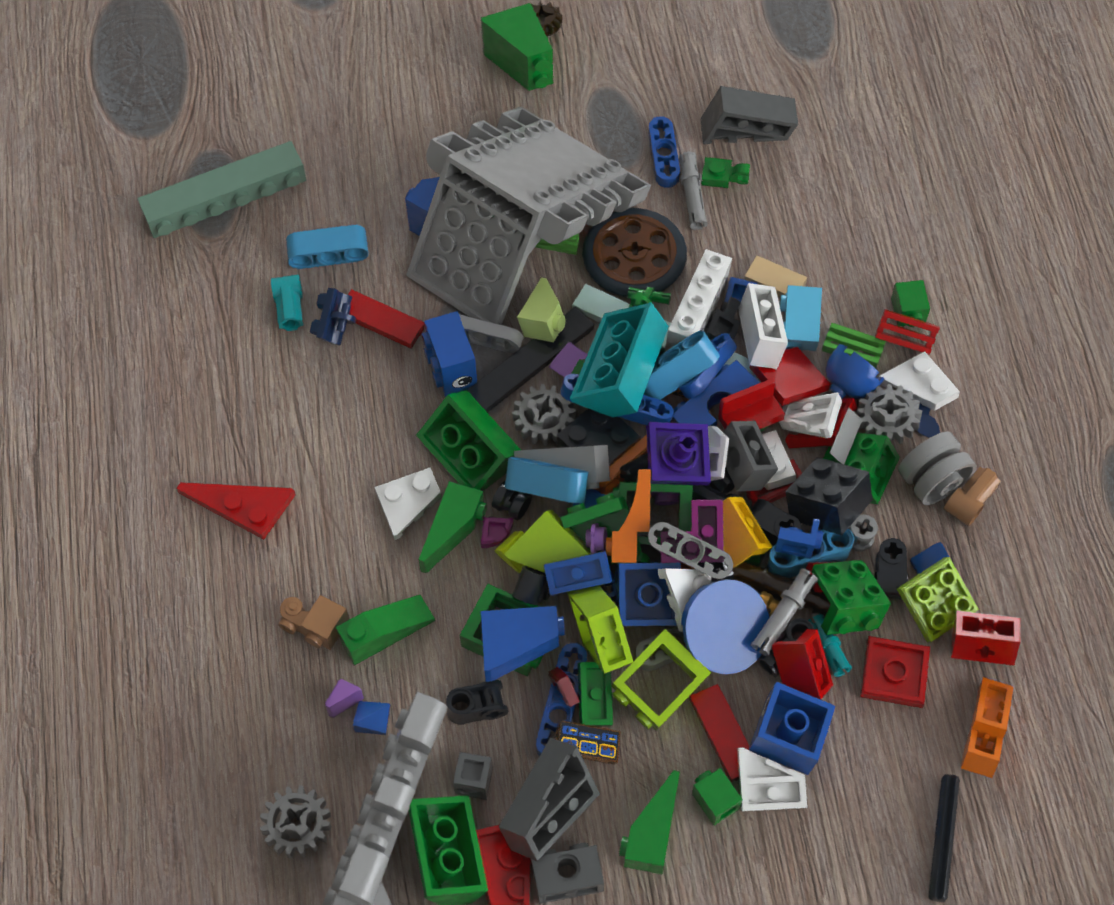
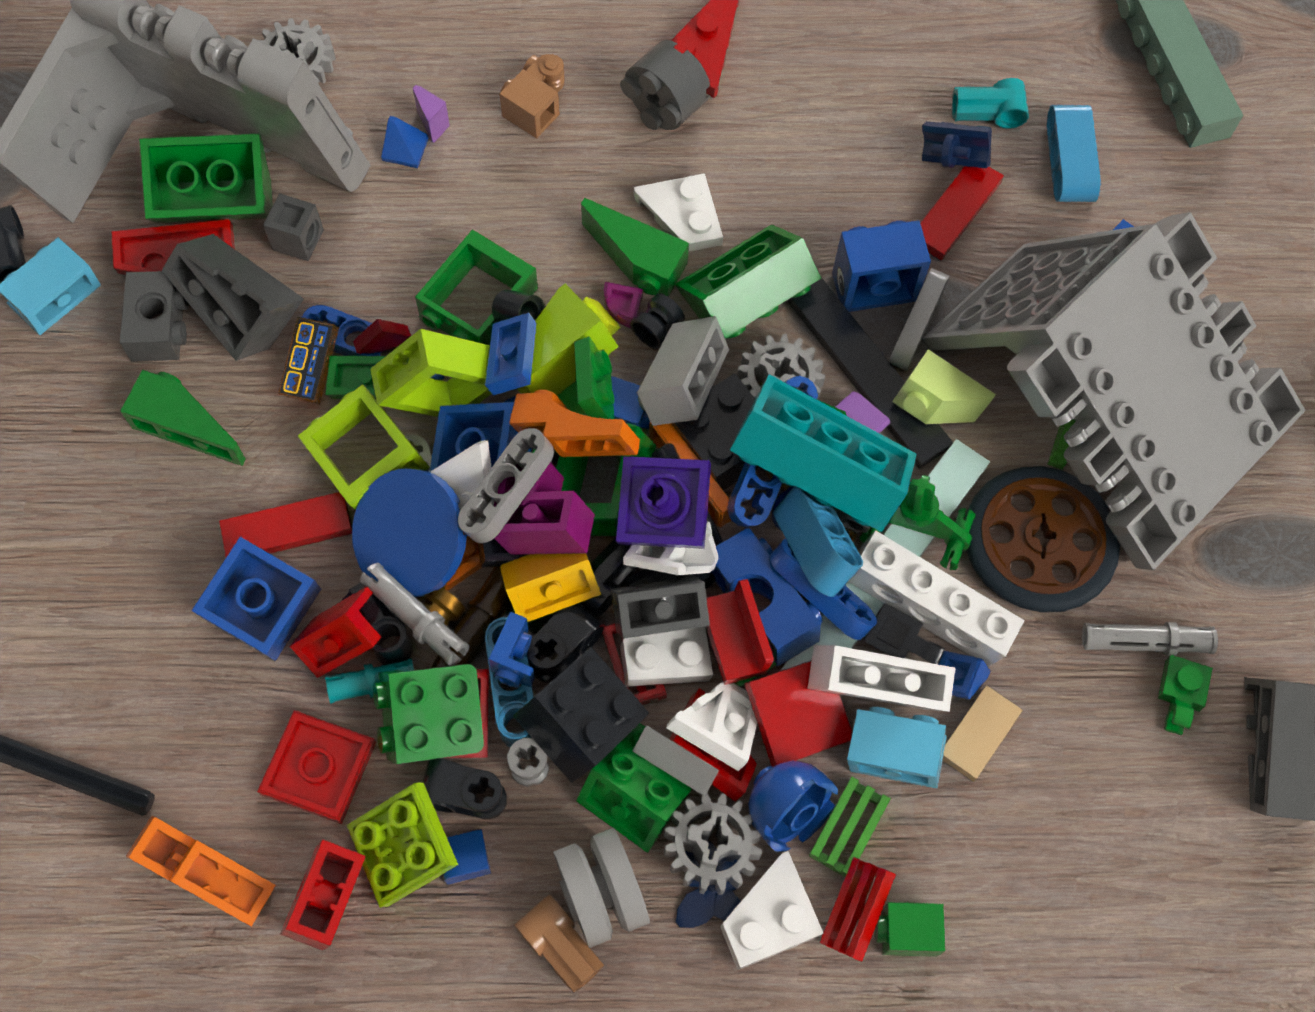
camera: 95 degrees right, 5 degrees up
(306, 516) = (666, 86): none -> dark grey brick
(383, 627) = (511, 162): green slope -> none
(479, 702) = (391, 252): black piece -> none
(518, 637) = (445, 277): blue slope -> none
(546, 480) = (656, 338): dark azure beam -> none
(596, 538) = (562, 384): medium lavender plate -> none
(661, 161) = (1241, 600): blue beam -> none
(716, 795) = (200, 496): green brick -> none
(768, 784) = (193, 559): white wing -> none

